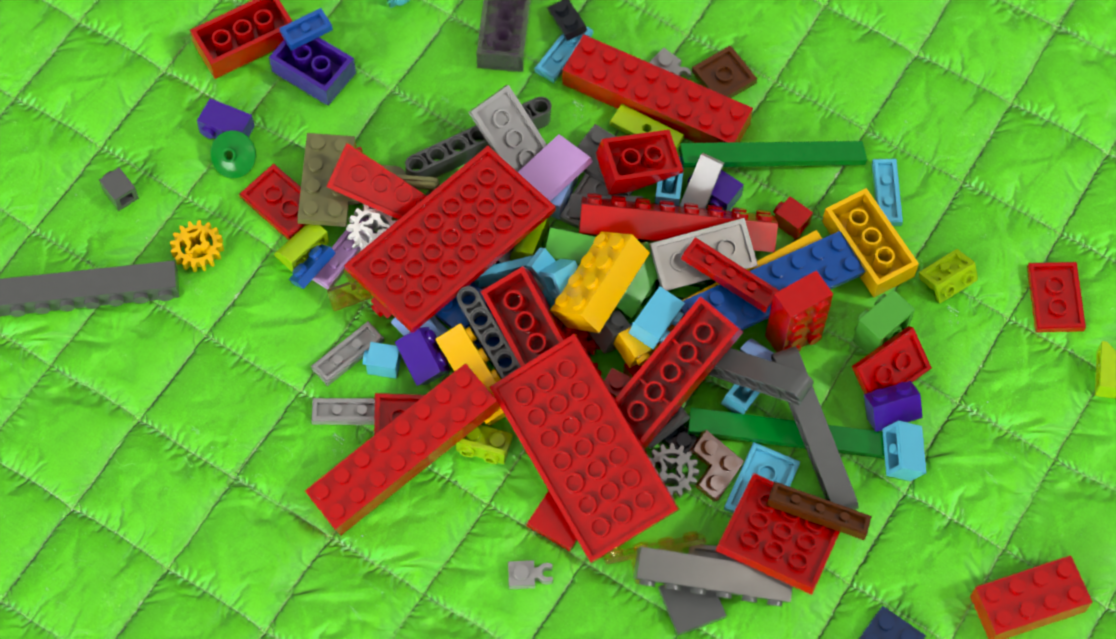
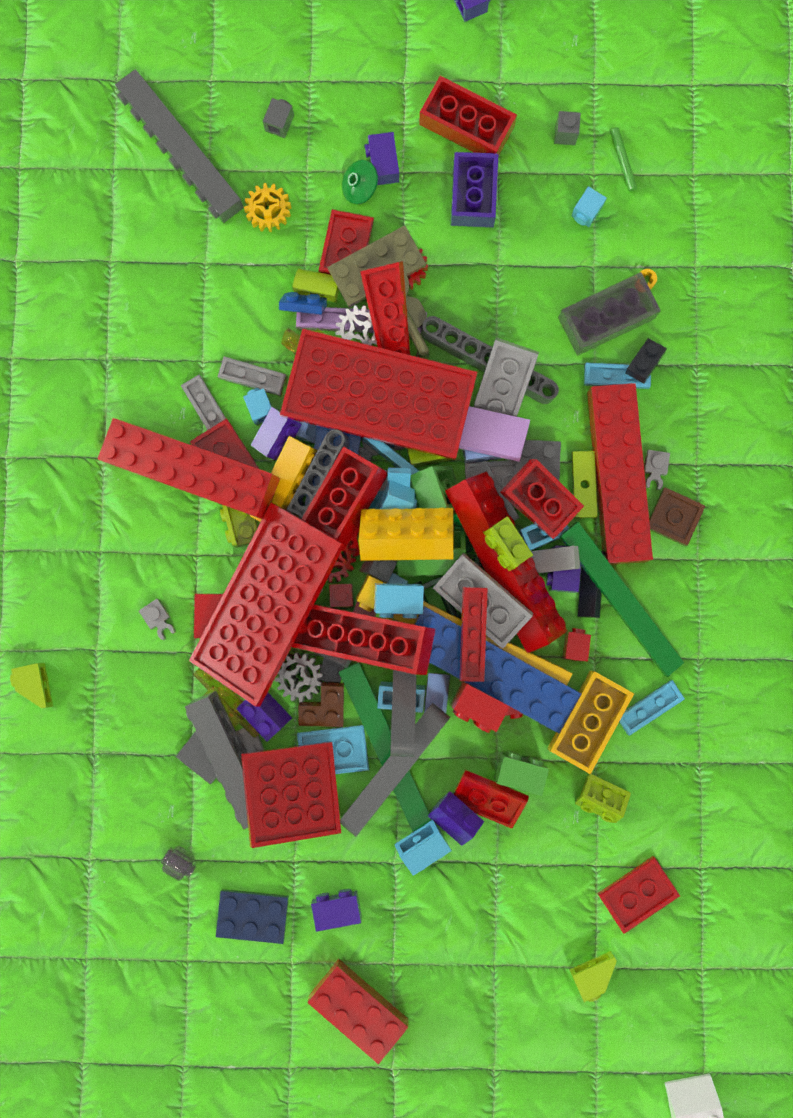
camera: 65 degrees right, 20 degrees up
(306, 29) = (494, 163): blue plate -> none
(665, 202) = (507, 544): none -> lime bracket
(689, 521) = (267, 718): none -> dark purple brick
(754, 181) = (589, 597): none -> black tile
(819, 510) = (328, 811): reddish brown tile -> none
(921, 565) = (336, 910): none -> dark purple brick

